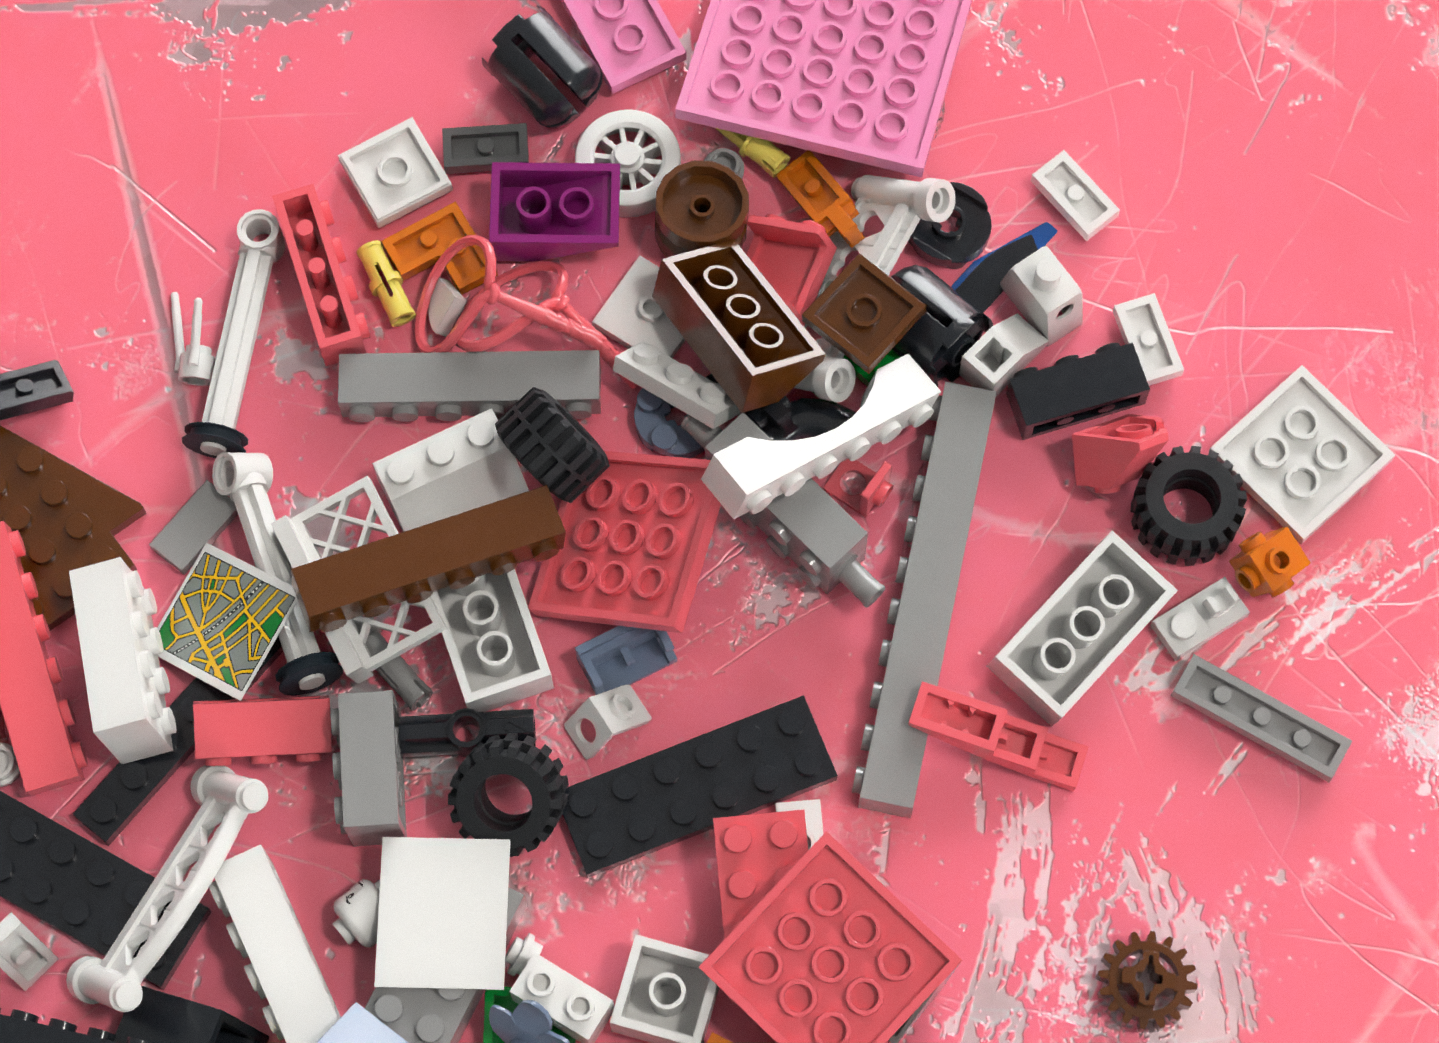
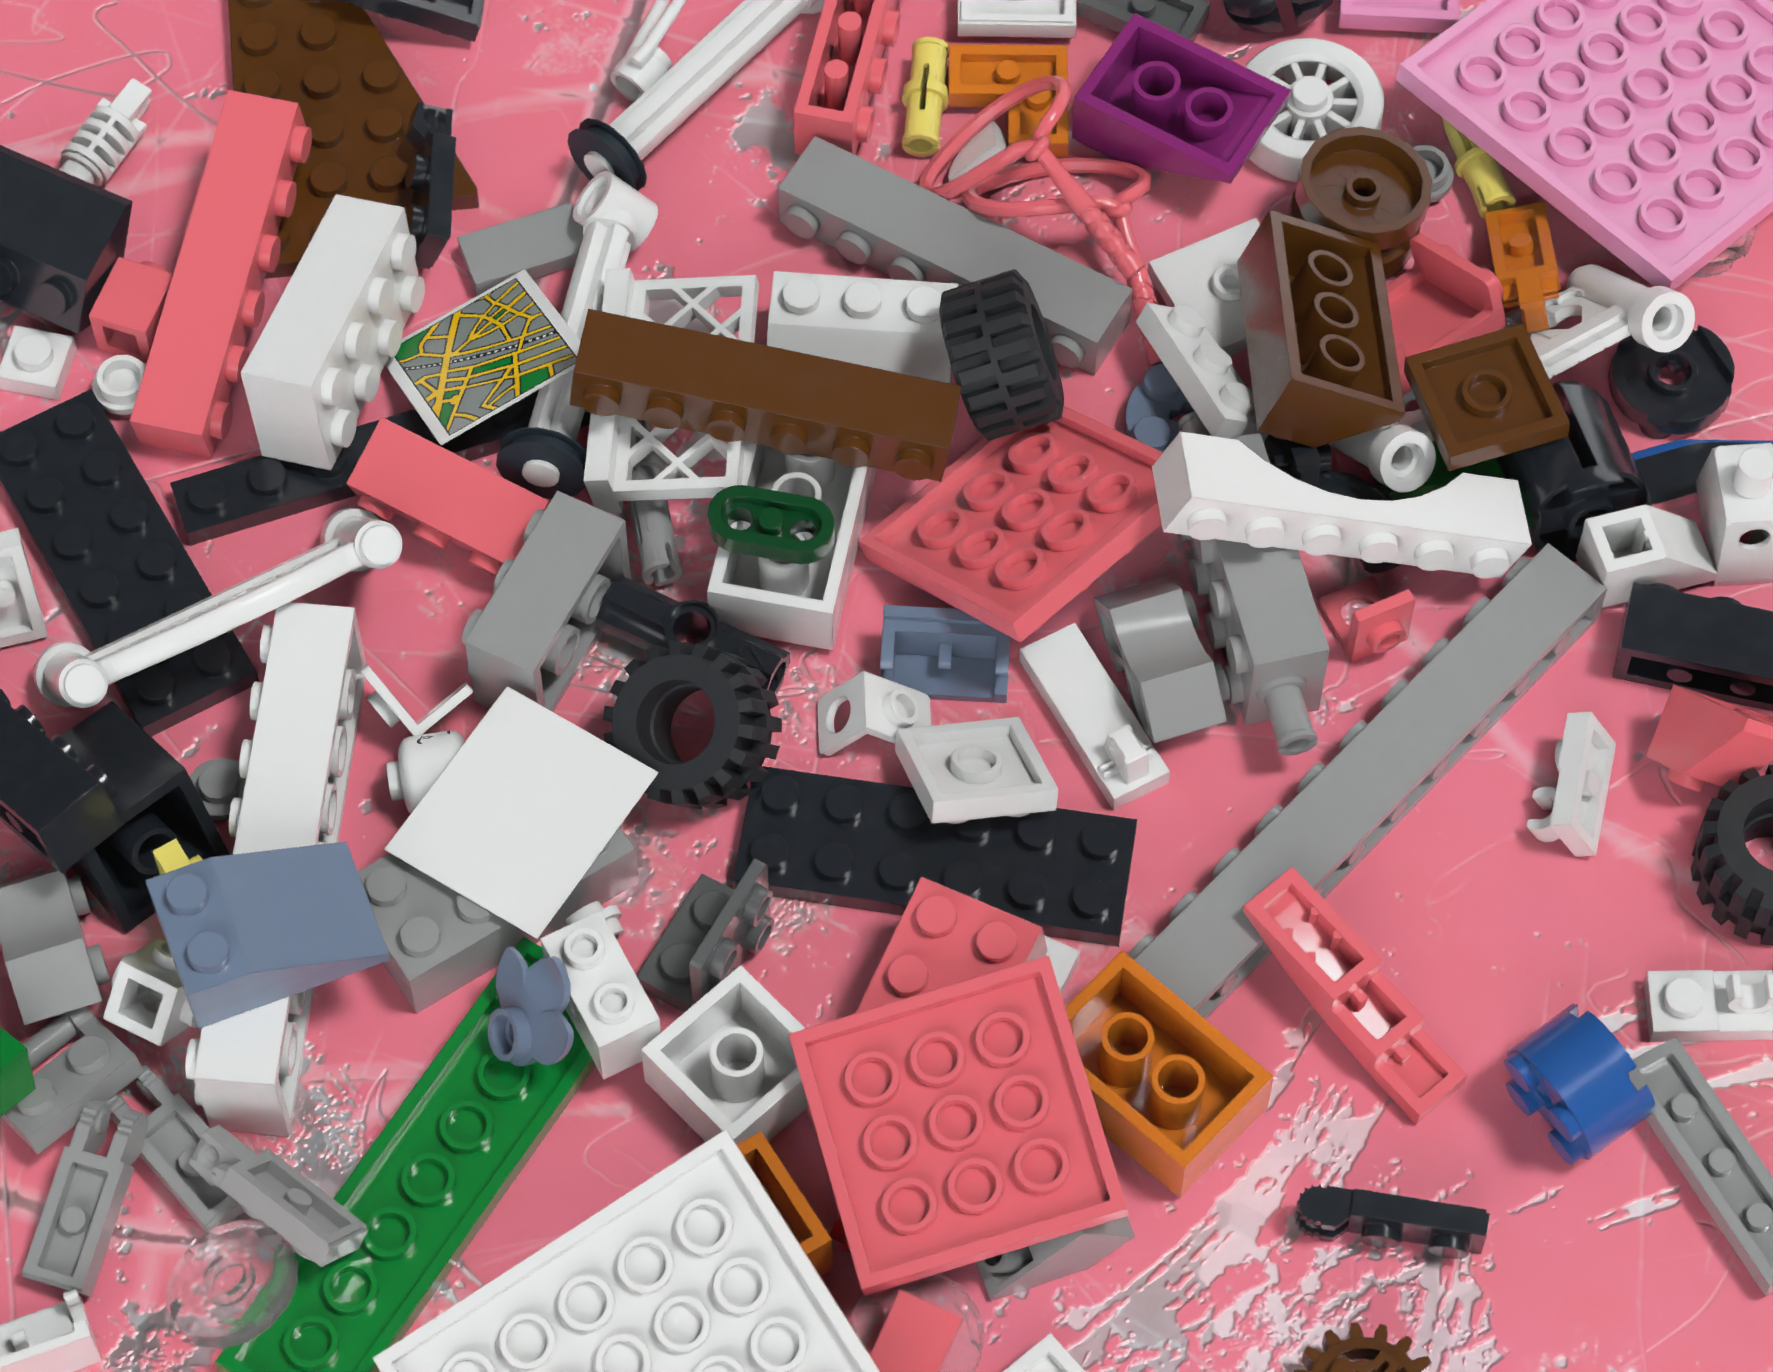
camera: 30 degrees right, 10 degrees down
(113, 518) = (431, 179): none -> black hinge
(235, 996) = (217, 785): none -> light grey plate
(336, 881) = (392, 710): none -> white bracket
(480, 636) = (773, 521): none -> dark green plate
(594, 924) = (709, 938): none -> dark grey bracket
(693, 722) = (976, 770): none -> white plate
(741, 643) = (1094, 716): none -> white hinge
(768, 591) = (1165, 665): none -> light grey brick
(918, 852) = (1163, 1074): none -> orange brick
(1044, 512) = (1579, 801): none -> white plate
(1082, 628) = (1545, 925): white brick -> none
(1096, 864) = (1389, 1219): none -> black hinge
(1158, 718) = (1578, 1083): none -> blue brick

